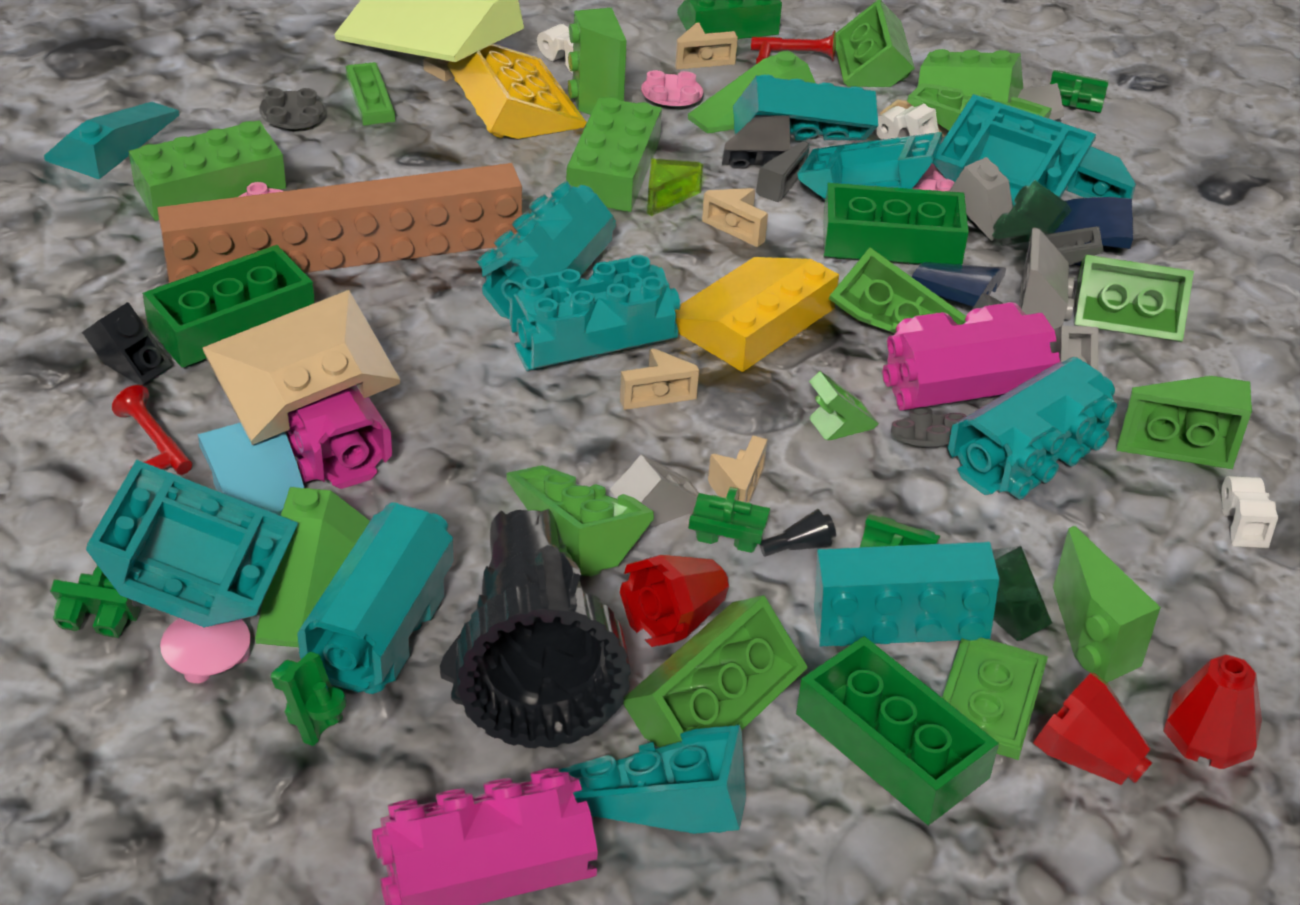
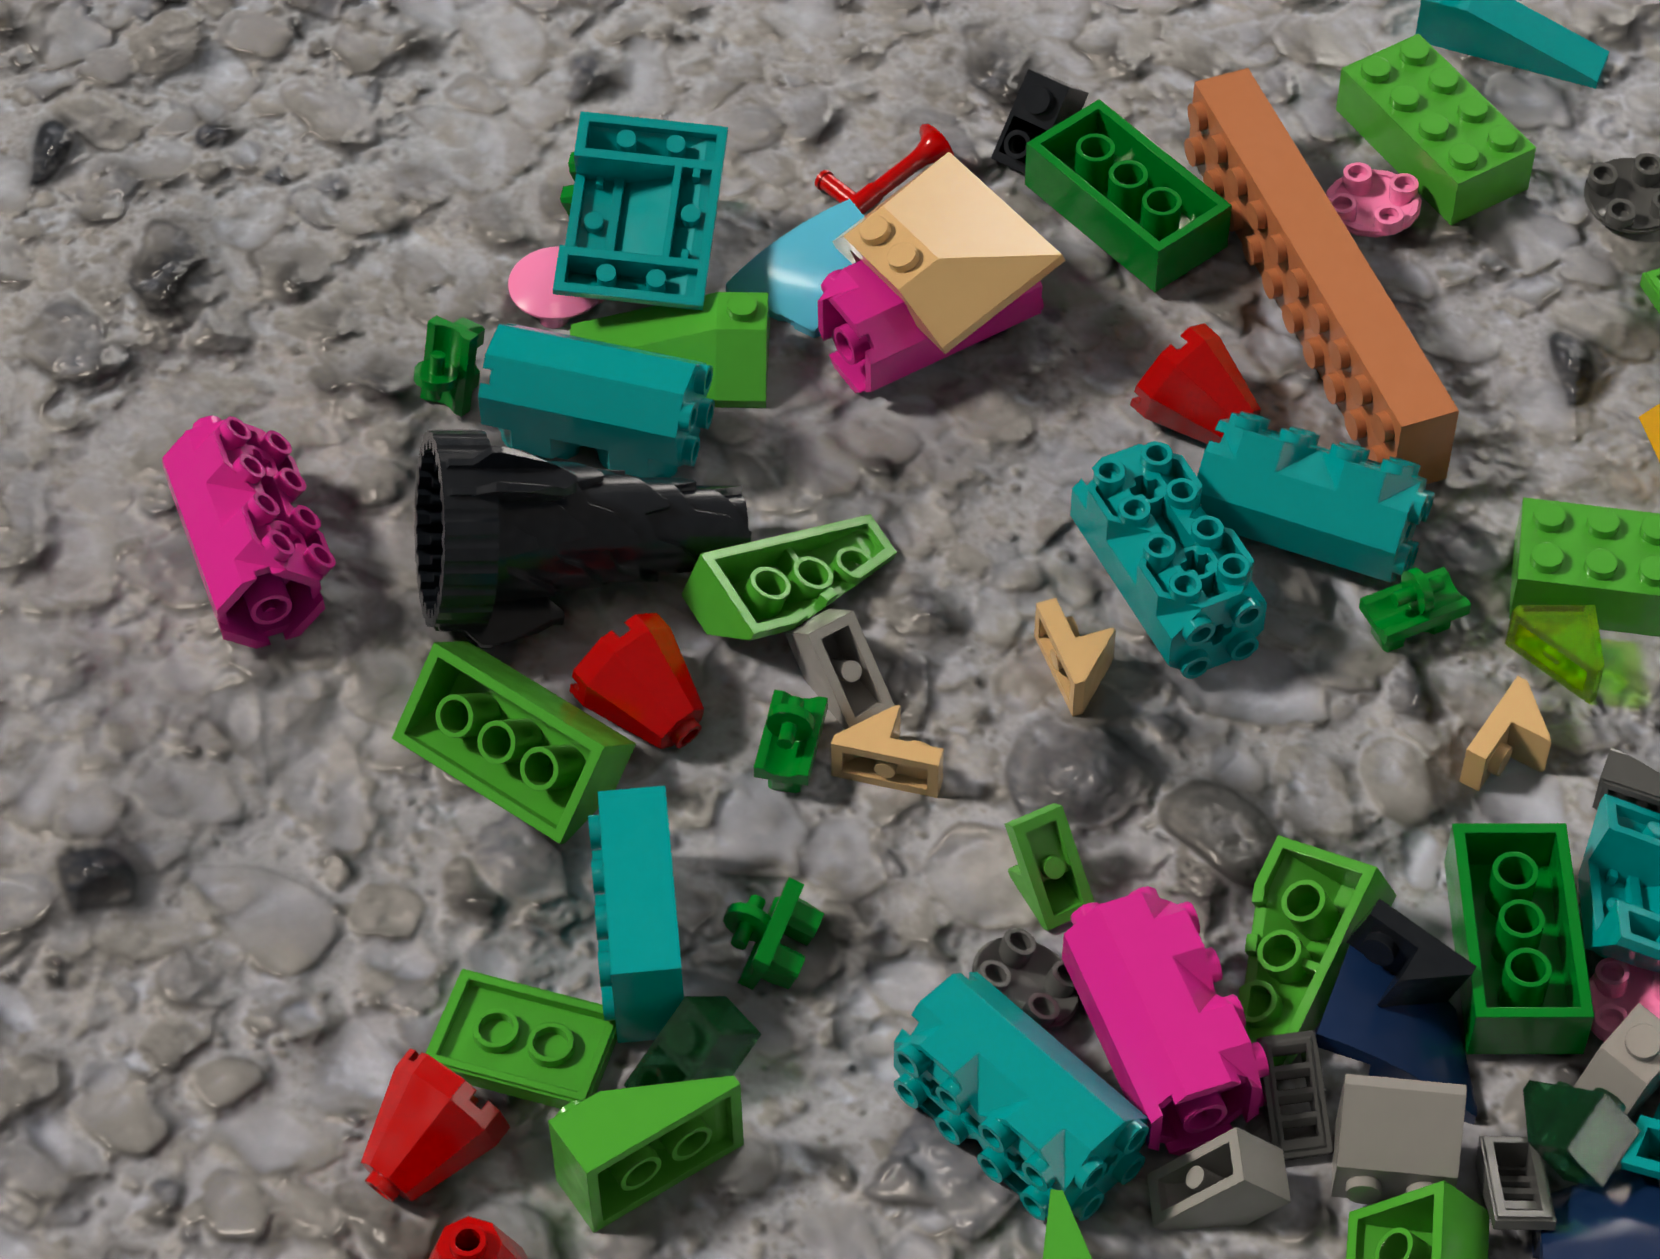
camera: 90 degrees right, 10 degrees up
(431, 293) = (1194, 387): none -> red cone
(637, 231) = (1413, 606): none -> green hips
(674, 787) = (352, 692): teal wedge -> none
(757, 308) = (1273, 763): yellow slope -> none
(808, 533) = (791, 838): black cone -> none
(896, 729) = (427, 910): green brick -> none
(933, 247) = (1421, 963): none -> black slope

